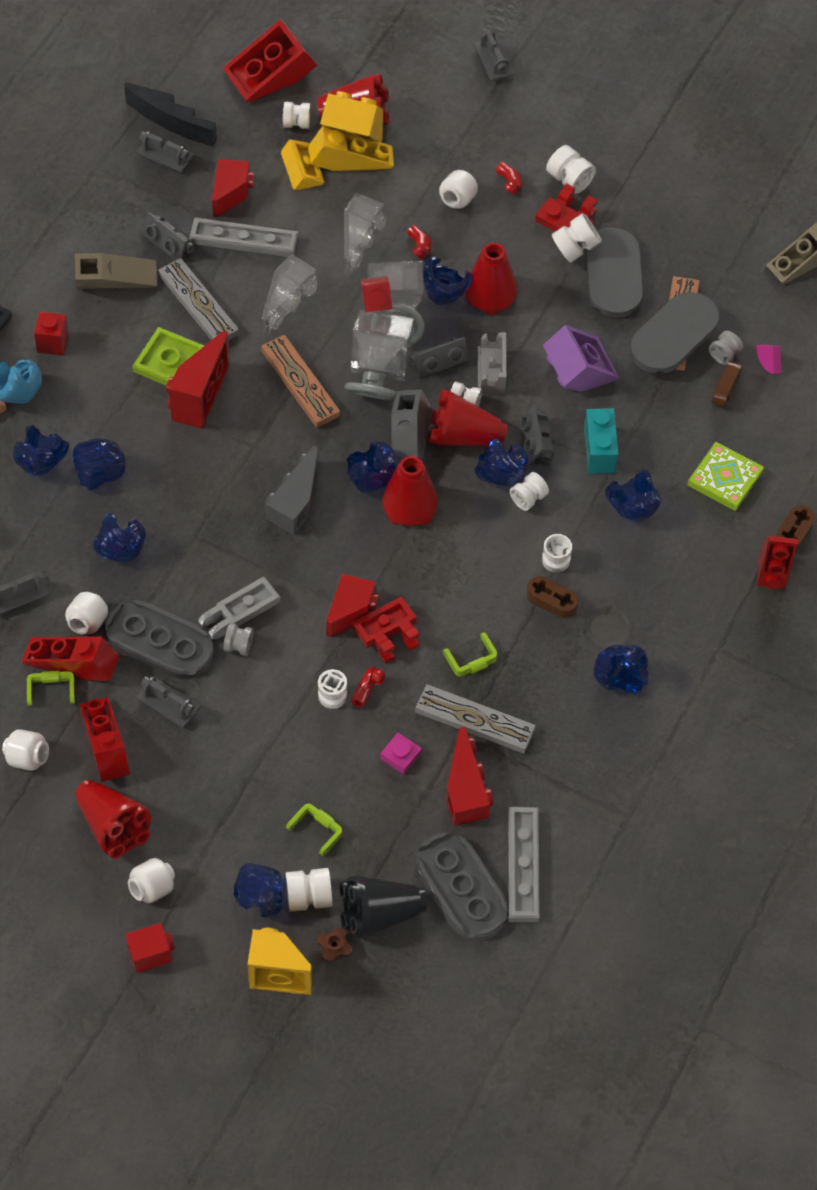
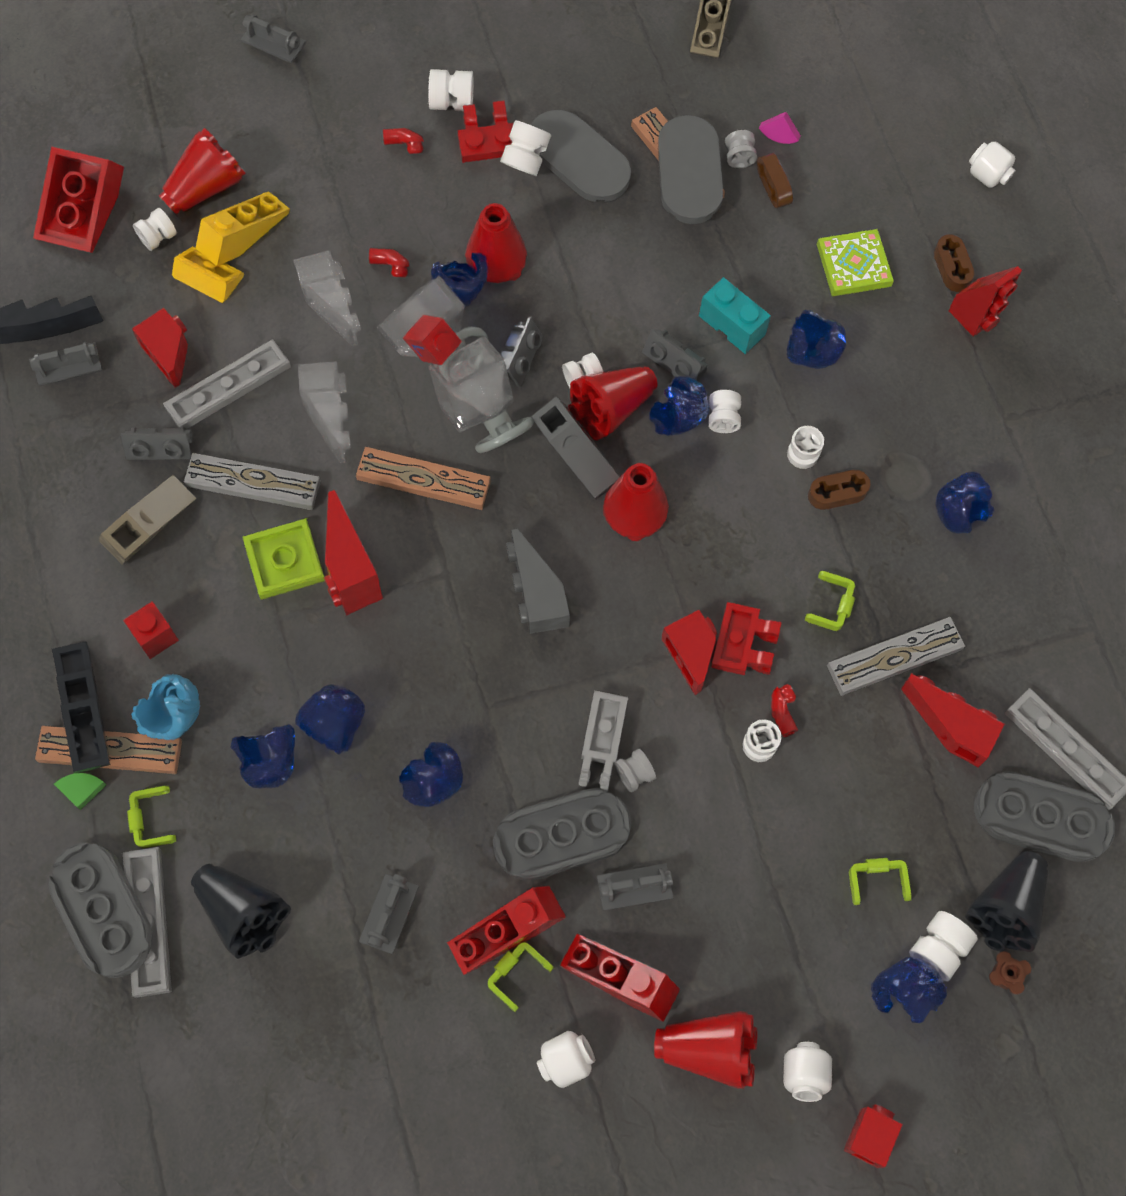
camera: 45 degrees left, 10 degrees up
(86, 613) = (477, 873): white head -> none
(277, 964) = (998, 1044): yellow slope -> none
(353, 116) = (219, 188): yellow slope -> none
(372, 468) = (577, 505): clear blue hair -> none
(400, 753) = (872, 744): dark pink plate -> none
(458, 189) = (374, 185): white head -> none
(492, 365) = (573, 322): light grey hinge -> none
(579, 360) = (638, 259): medium lavender slope -> none

